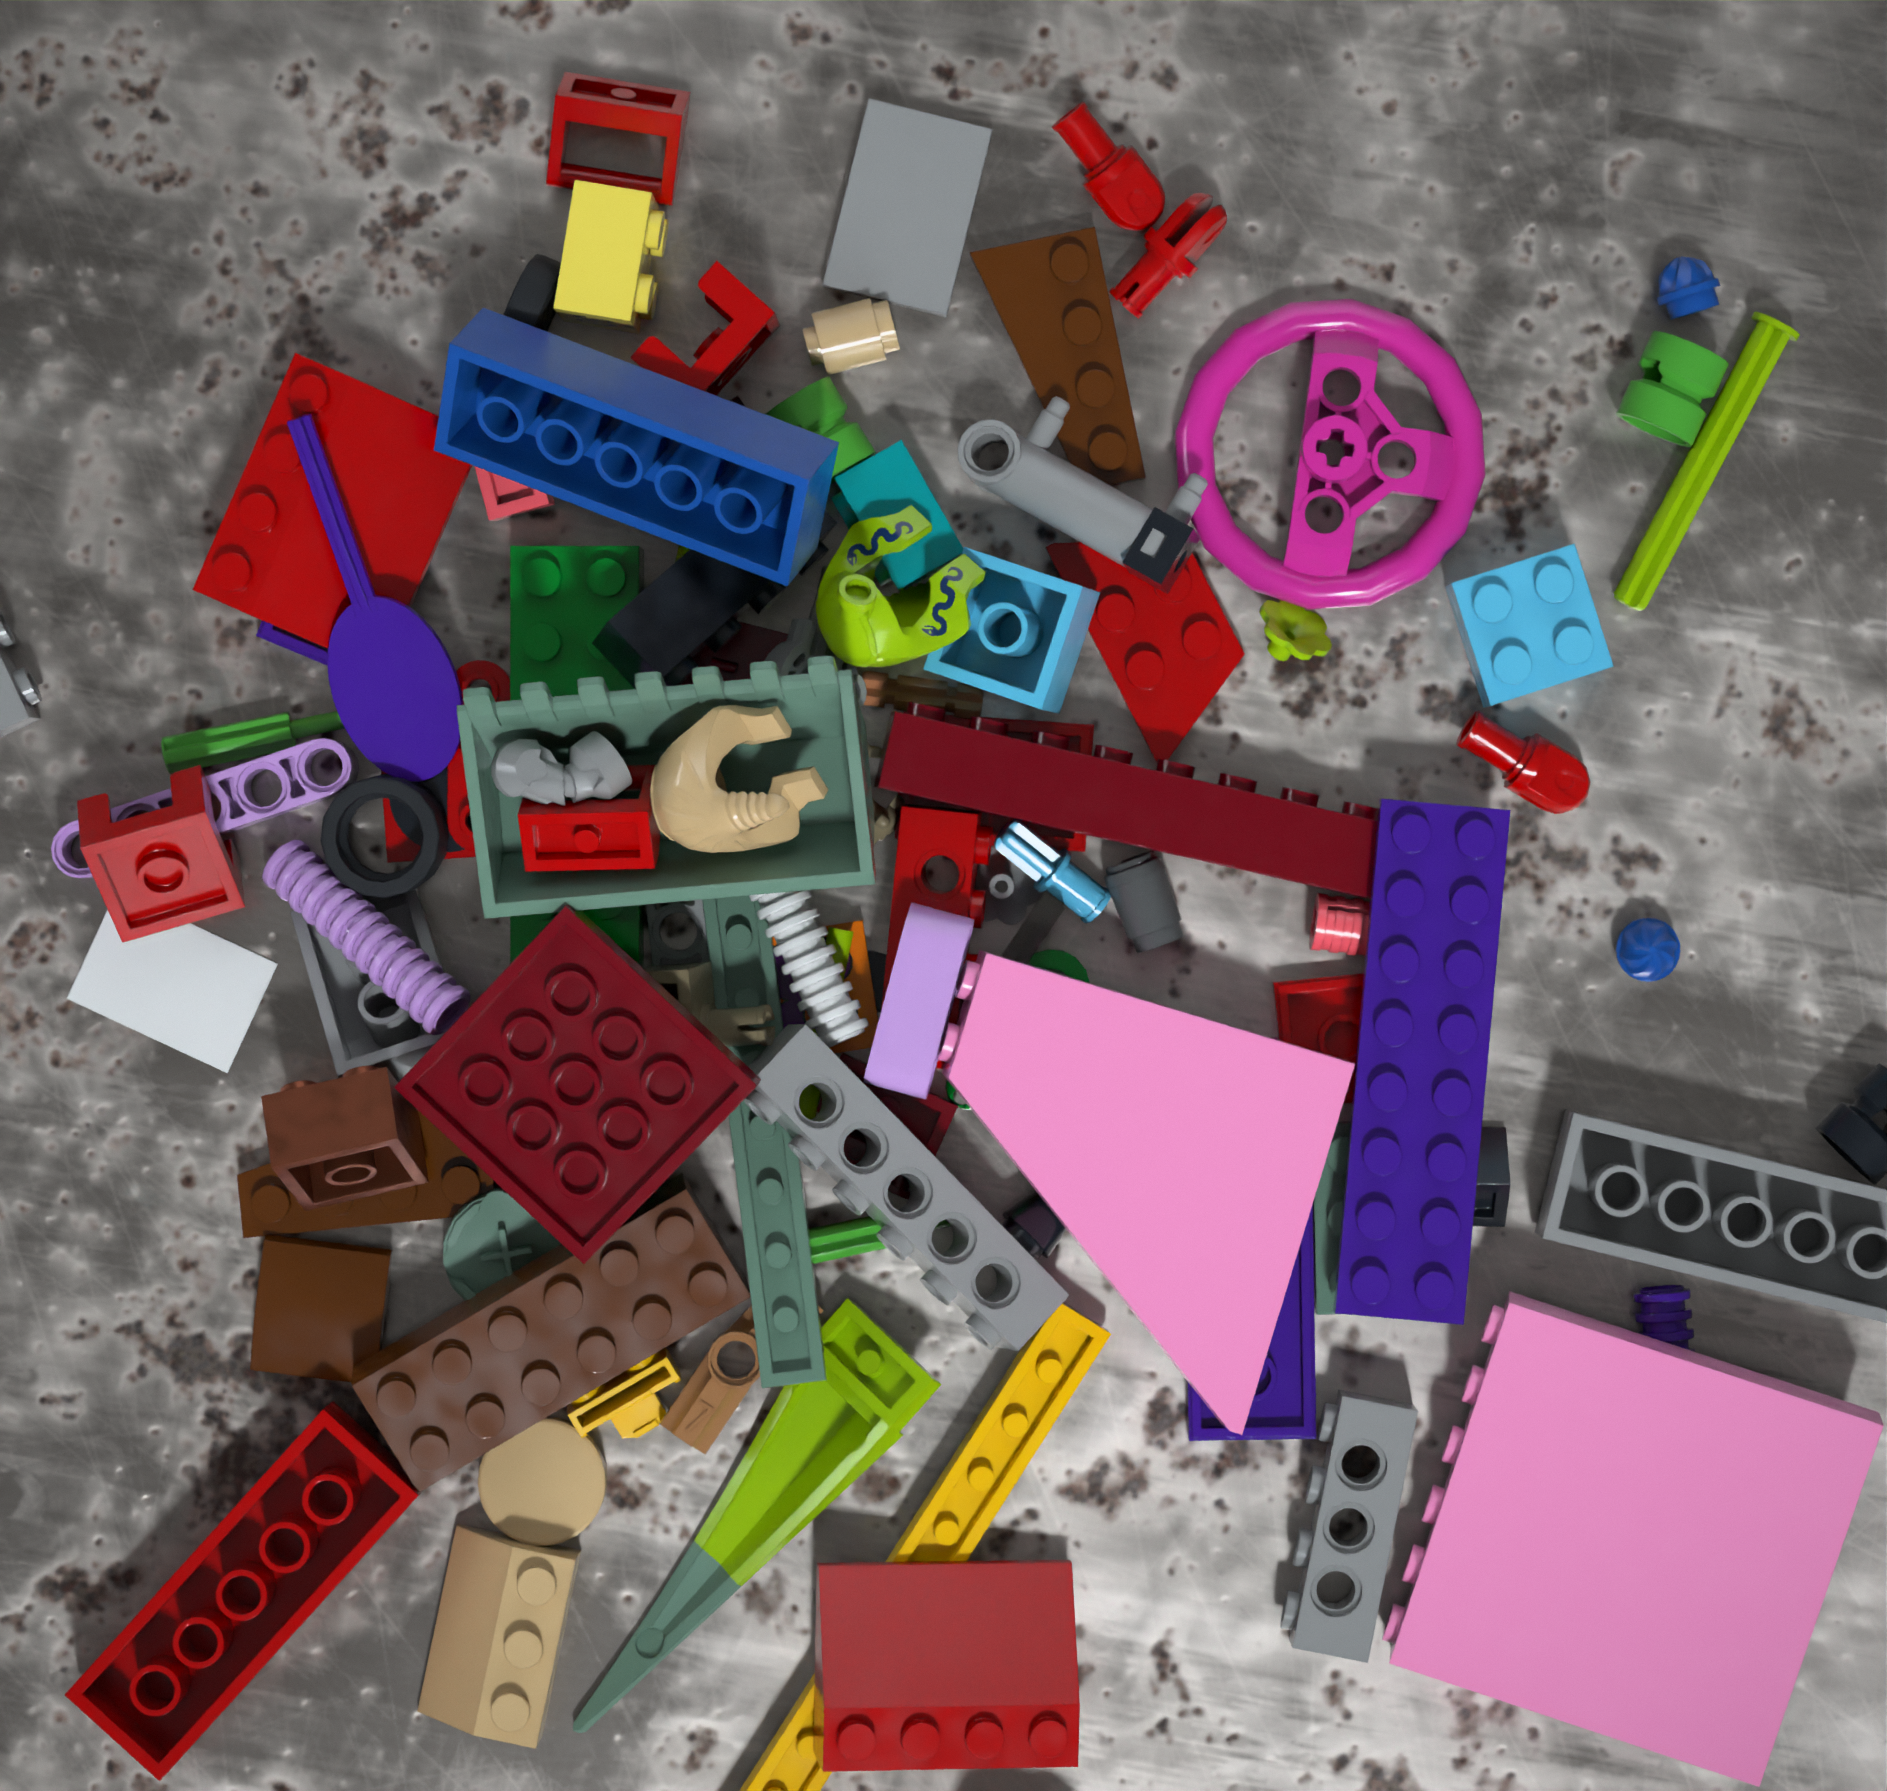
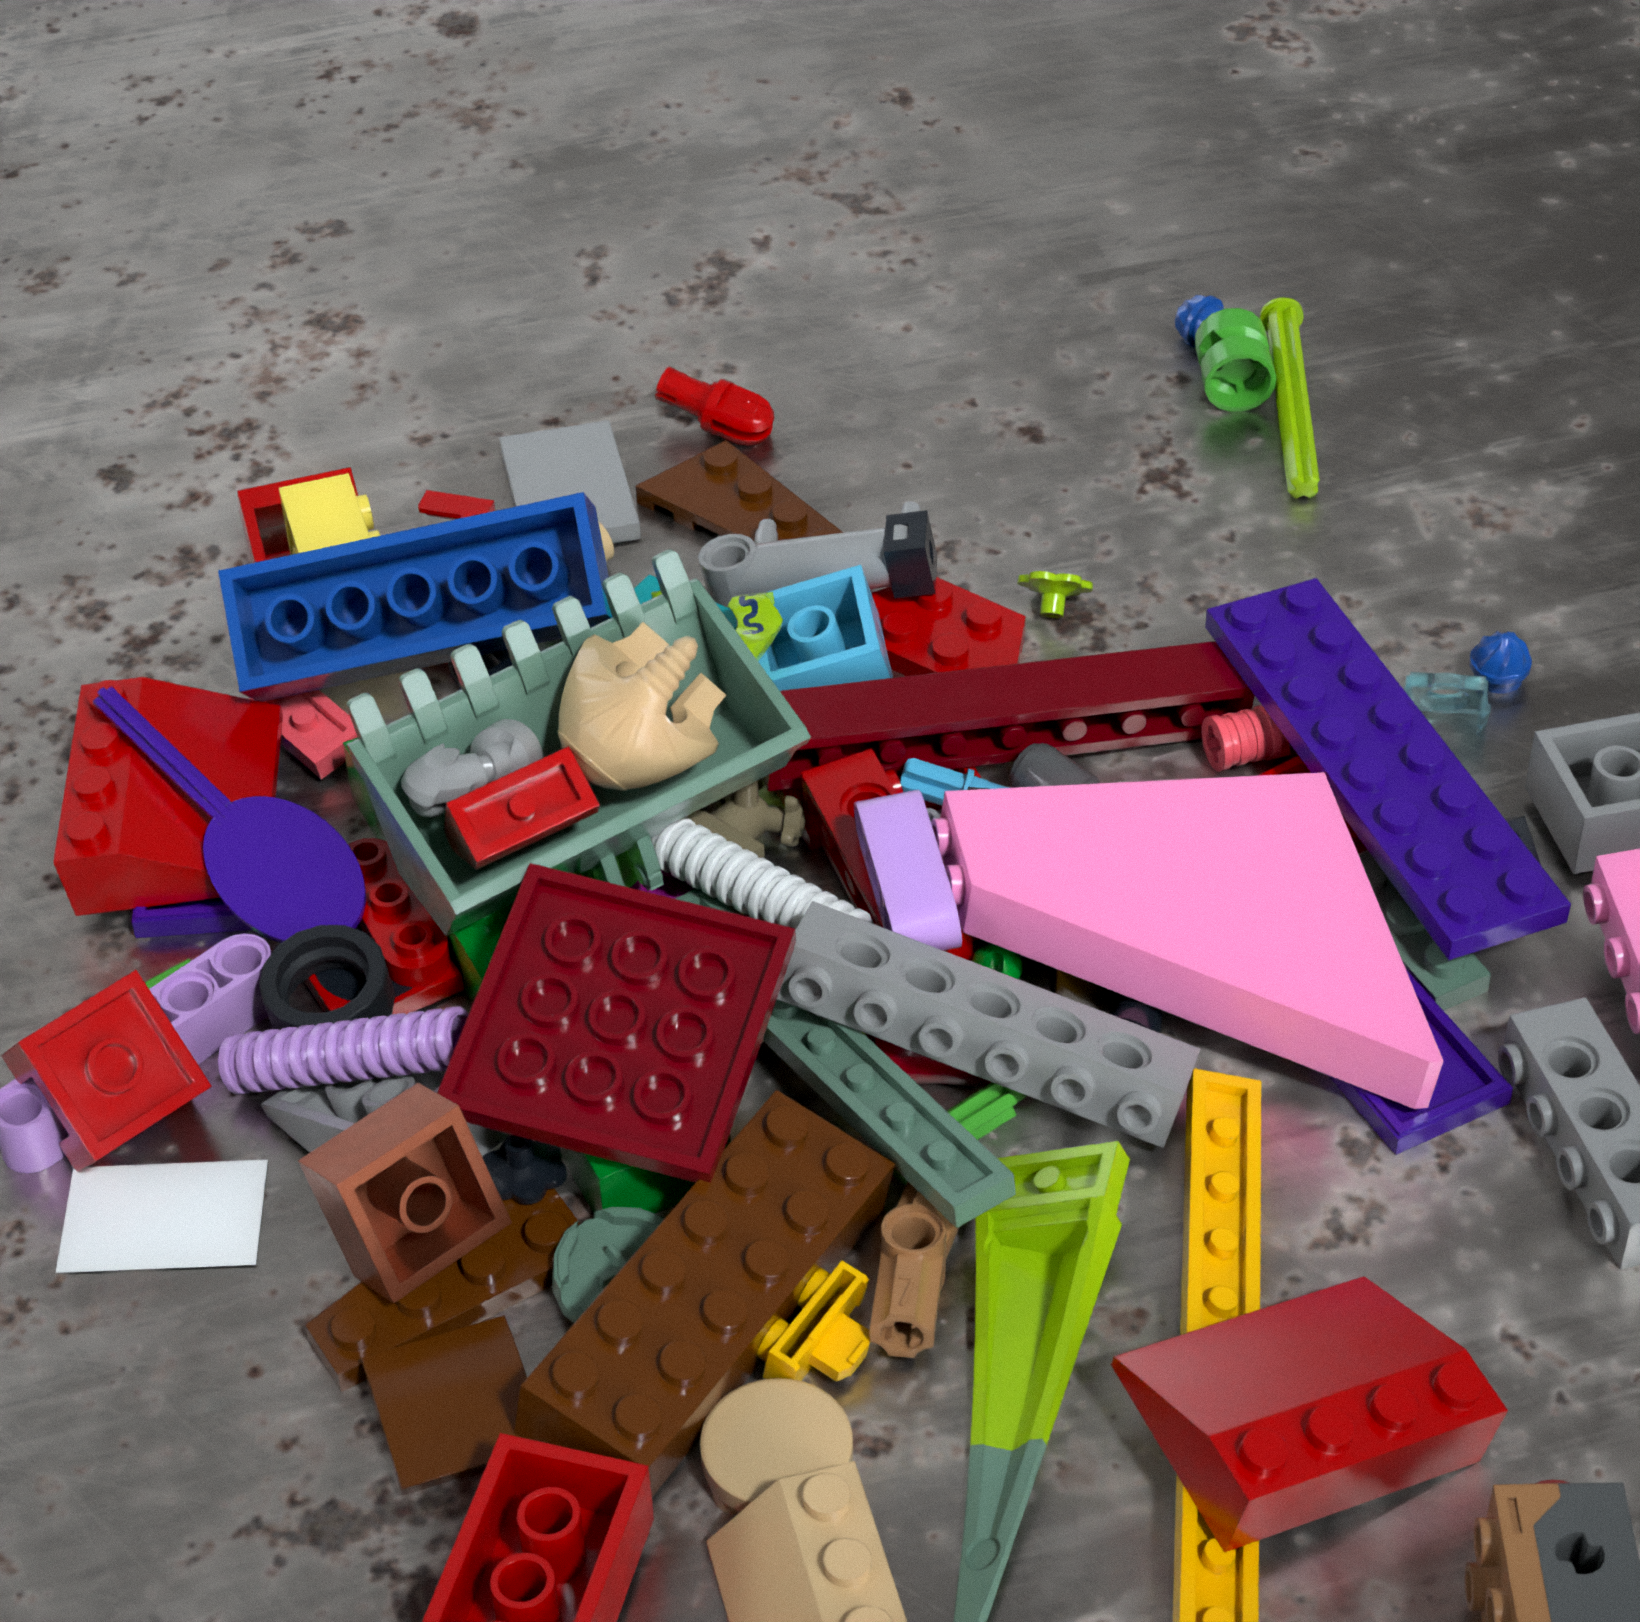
camera: 25 degrees left, 45 degrees down
(1171, 252) = (796, 428): red arm -> none
(1444, 468) = (1014, 461): dark pink piece -> none
(1529, 625) = (1238, 512): medium azure brick -> none
(1530, 766) = (1344, 586): red arm -> none
(1561, 973) = (1469, 700): none -> clear light blue piece

